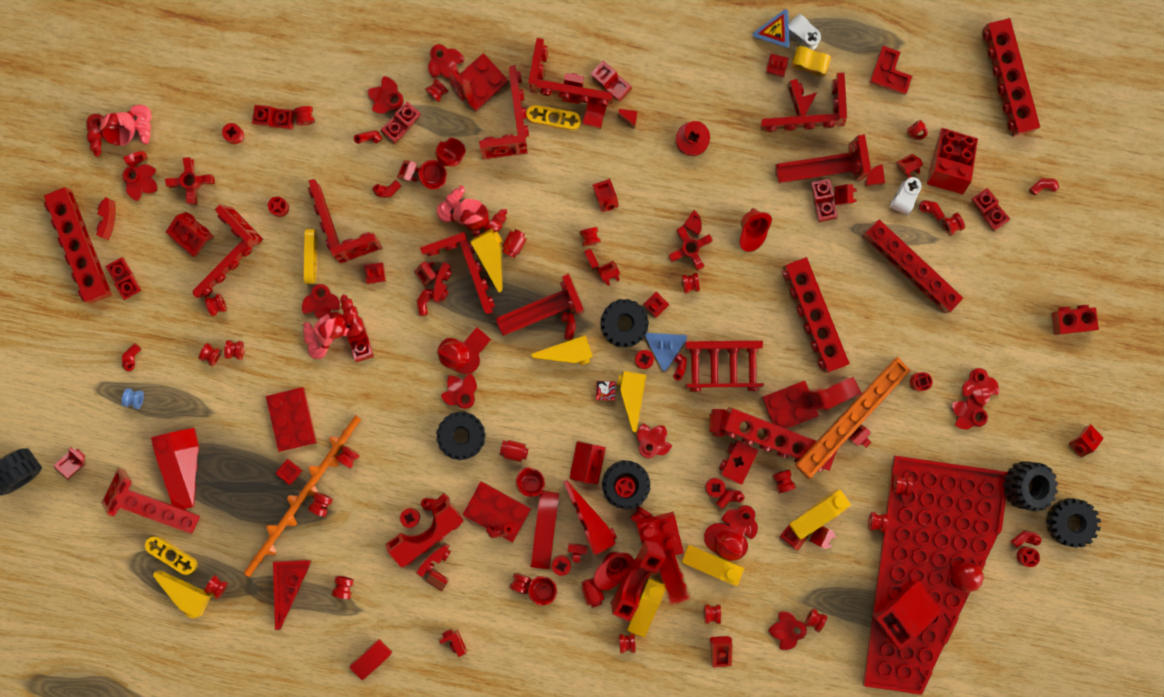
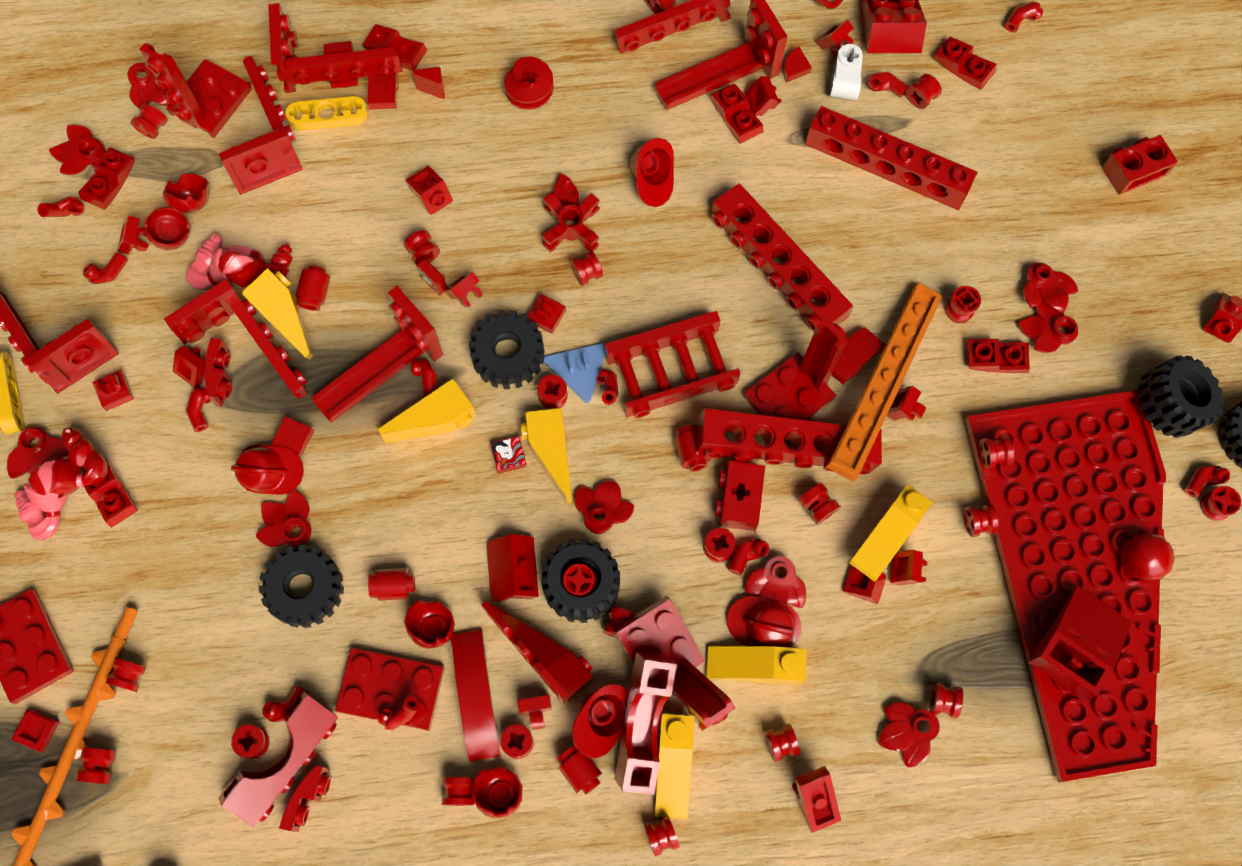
camera: 15 degrees left, 15 degrees down
(437, 580) = (320, 832): red slope -> none
(930, 421) = (998, 357): none -> red slope

